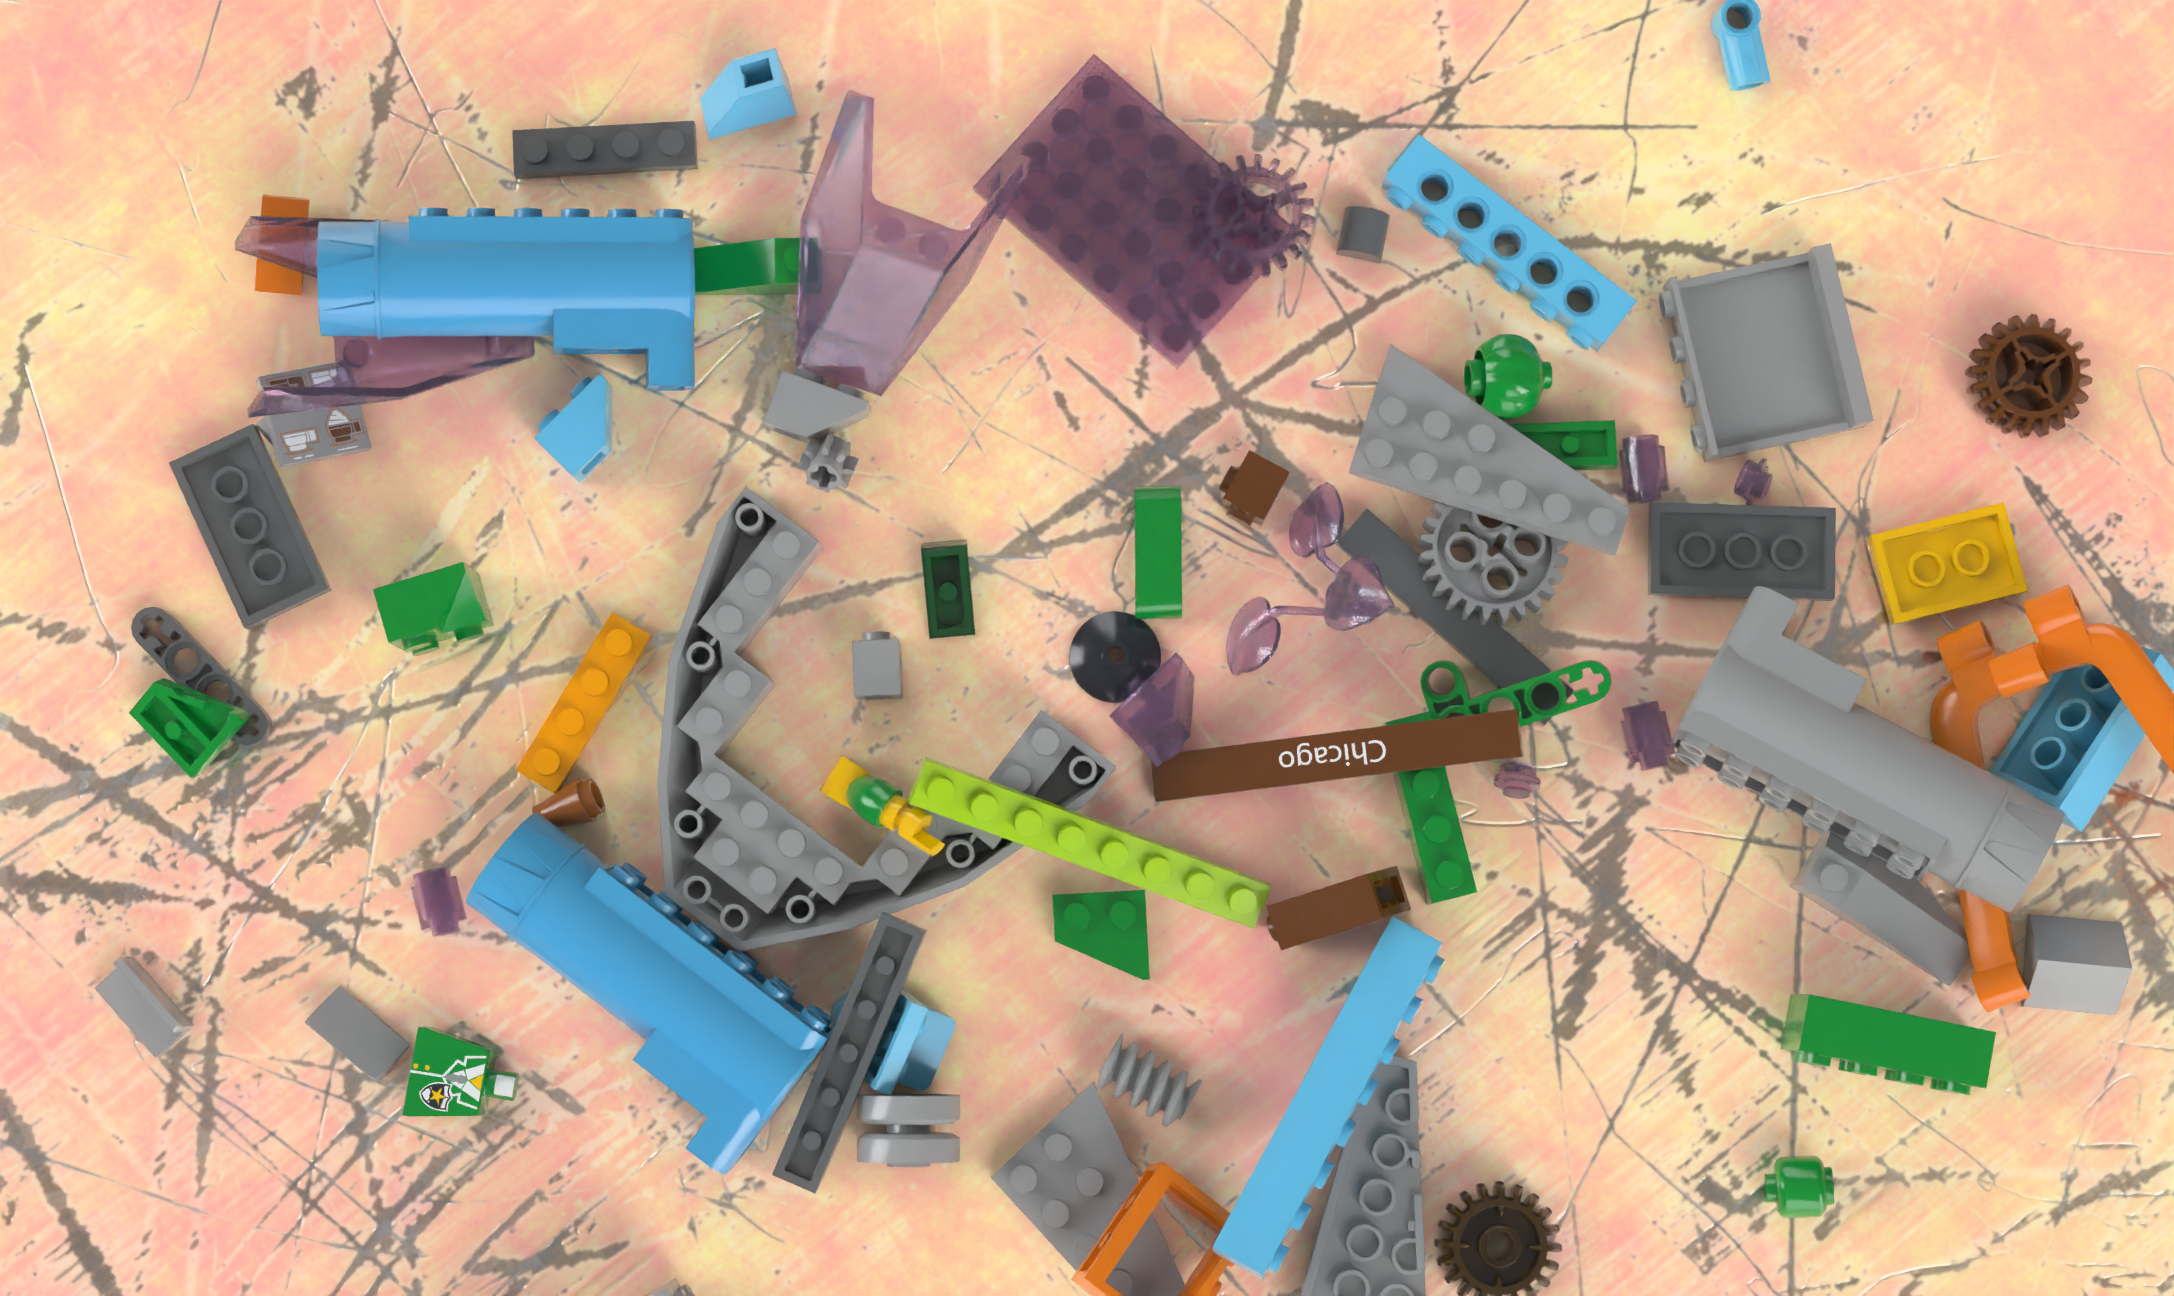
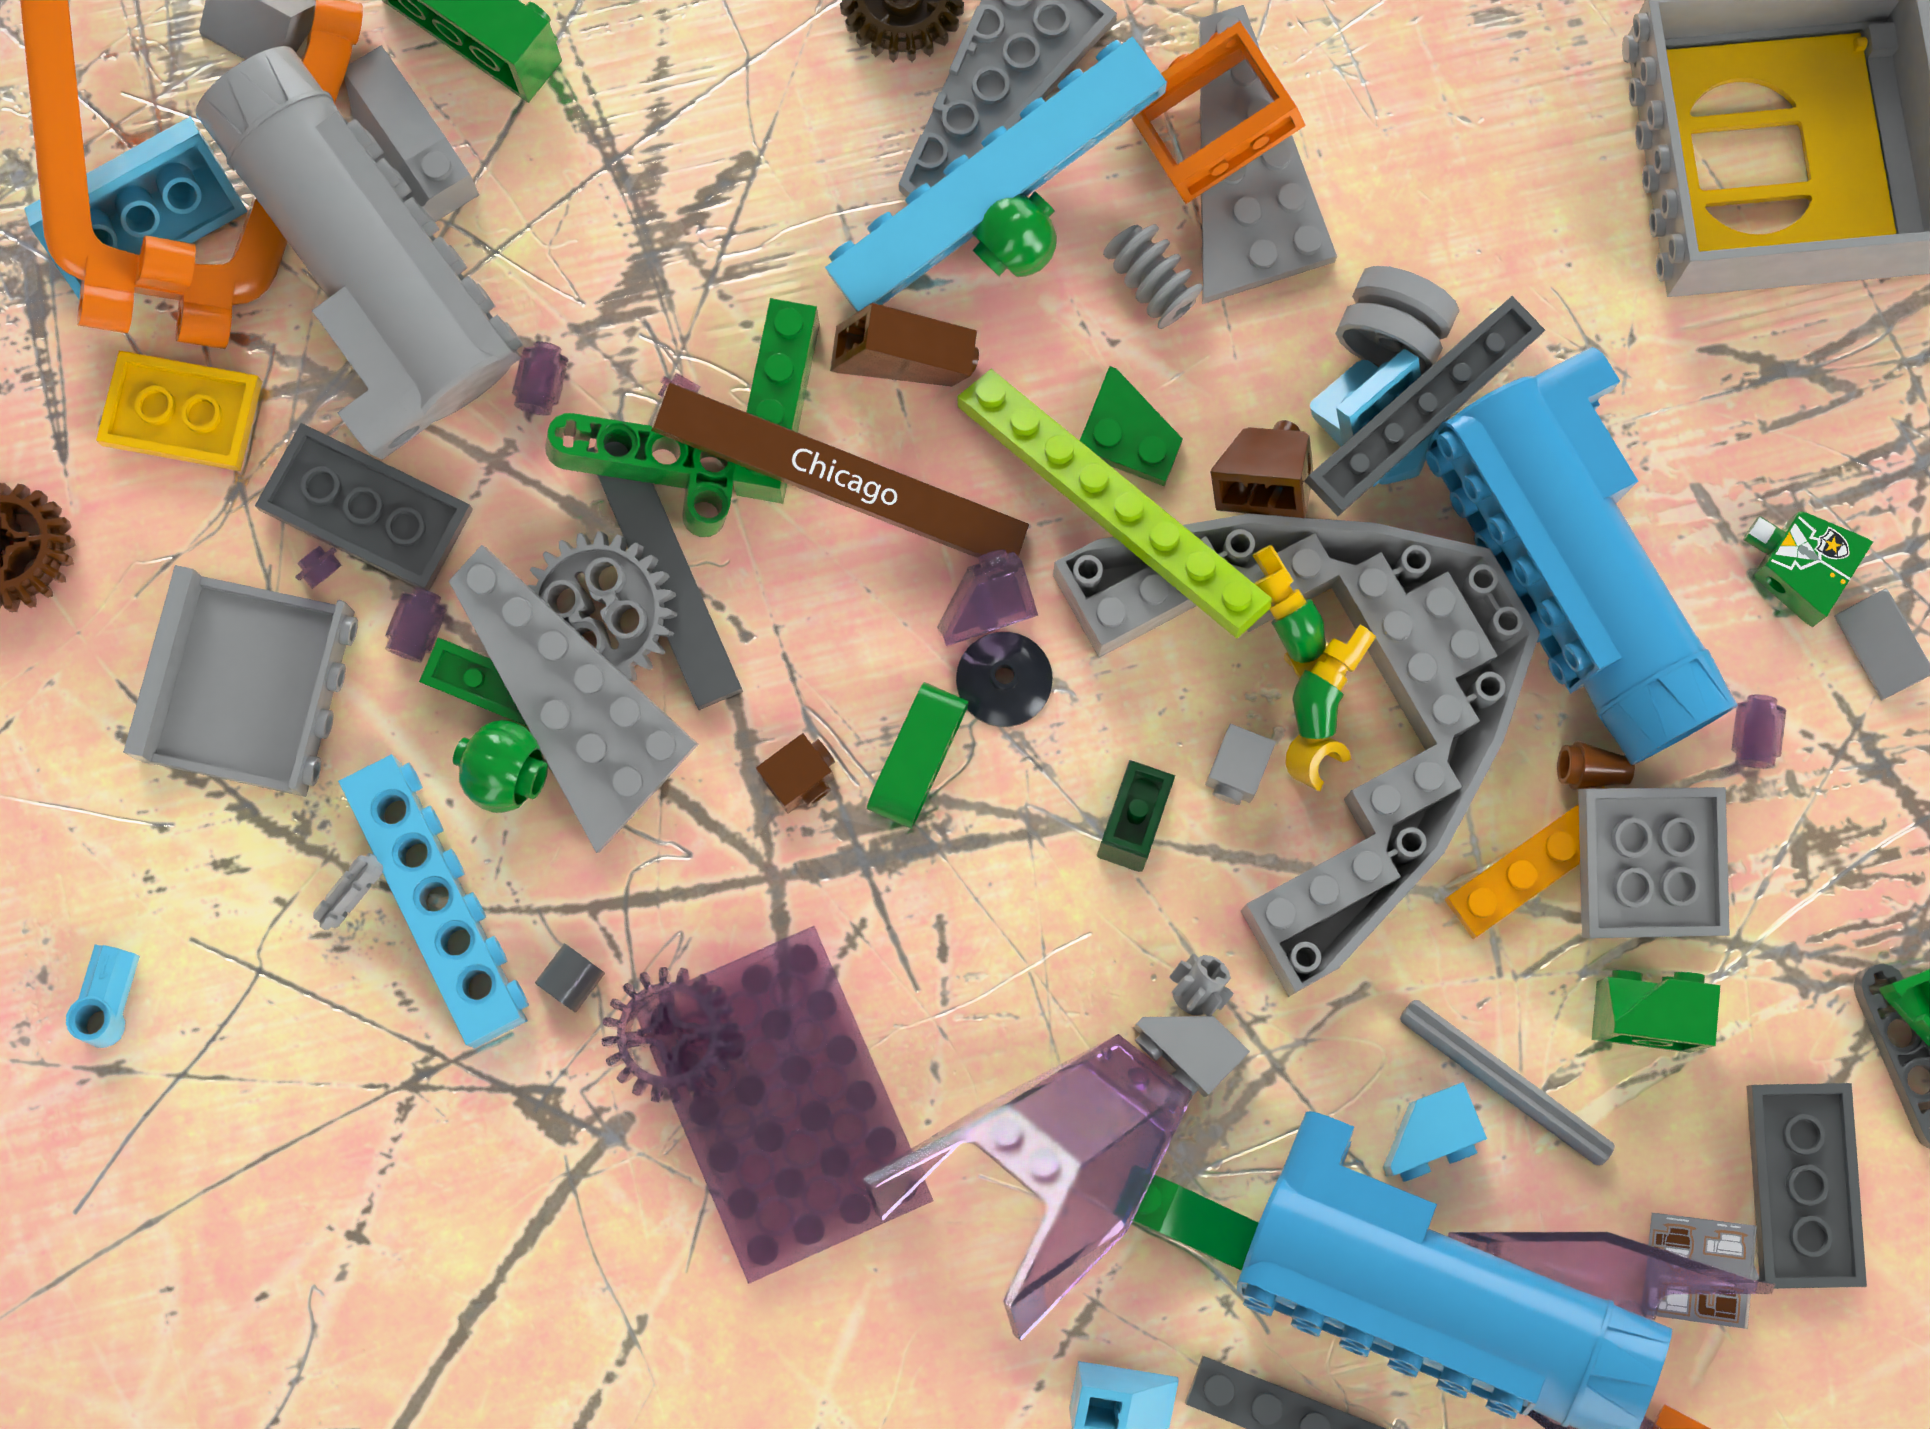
camera: 155 degrees left, 5 degrees down
(485, 740) = (1653, 862): none -> light grey plate
(536, 501) = (1507, 1082): none -> light grey axle
(832, 745) = (1316, 708): none -> yellow piece
(966, 936) = (1265, 472): none -> reddish brown torso
(1284, 1054) = (1017, 235): none -> green plant
(1351, 599) = (749, 610): clear purple plant -> none
(1582, 216) = (348, 891): none -> light grey axle

